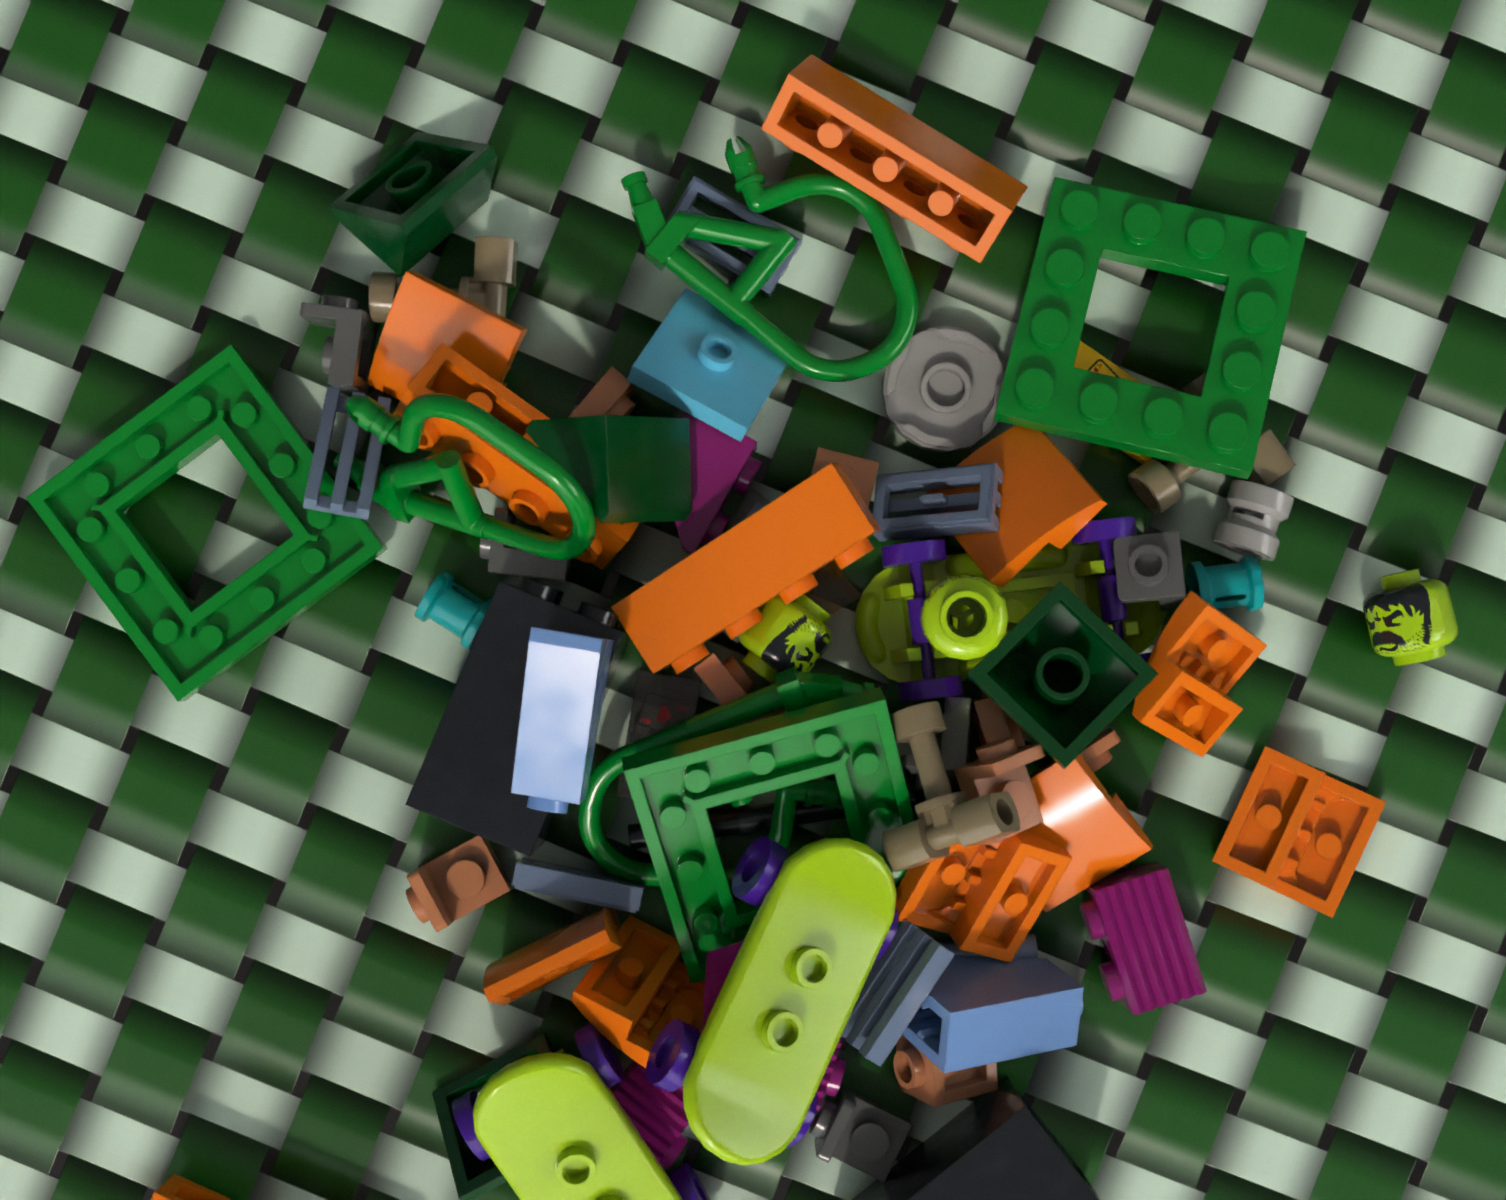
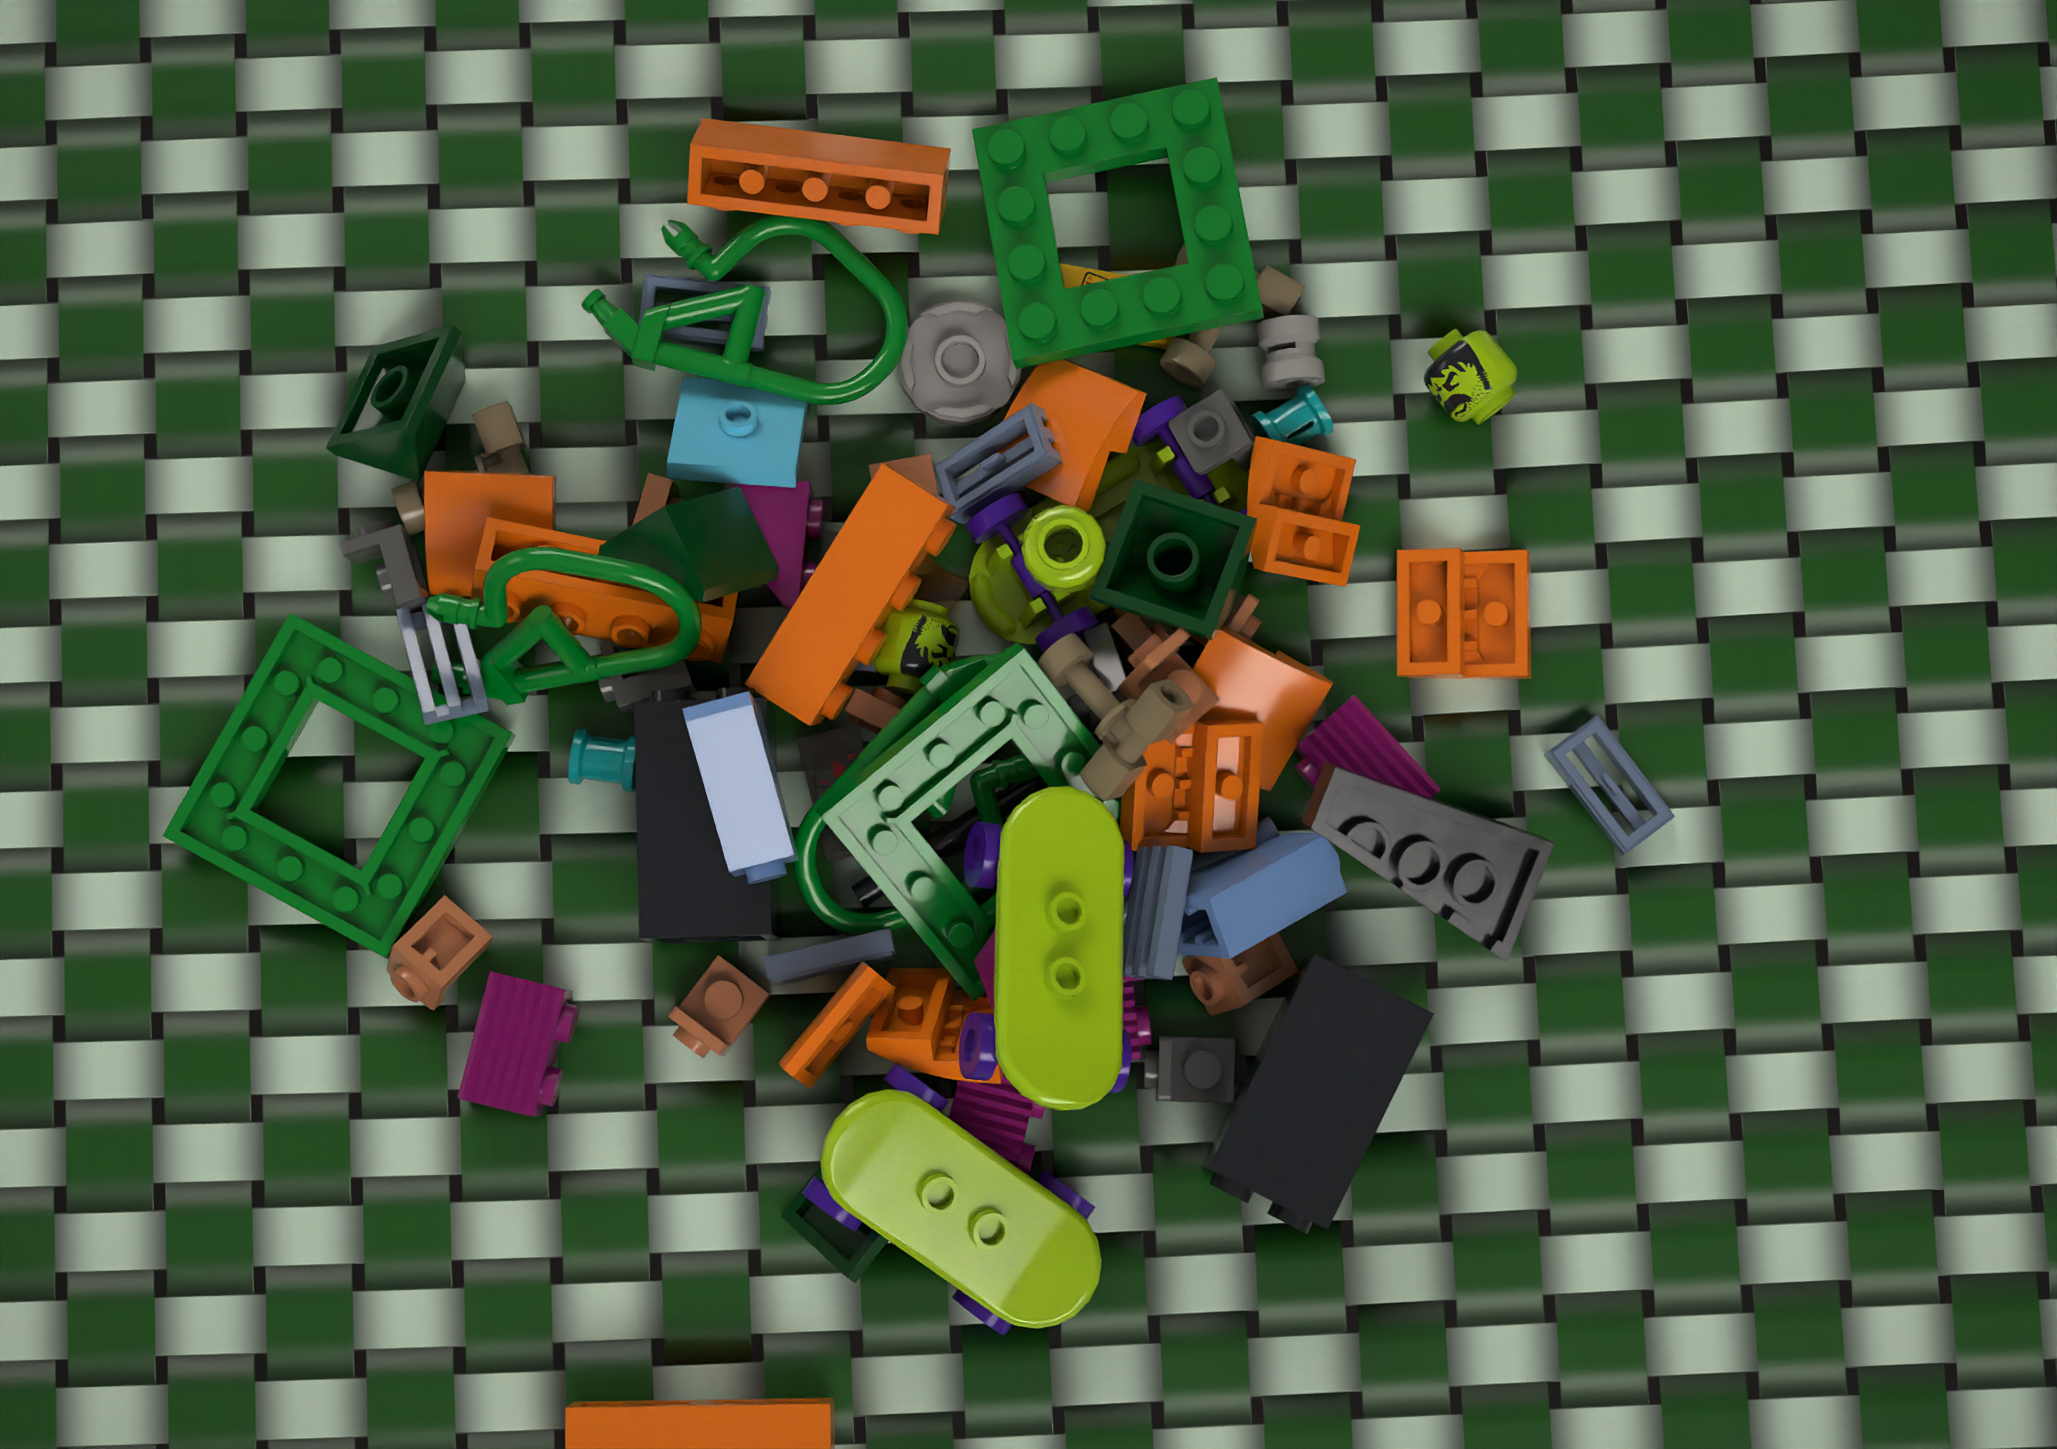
camera: 25 degrees left, 5 degrees down
(227, 716) = (436, 953): none -> nougat bracket
(261, 834) = (518, 1045): none -> magenta brick
(1175, 1049) = (1441, 855): none -> black wing
(1344, 995) = (1590, 801): none -> sand blue tile

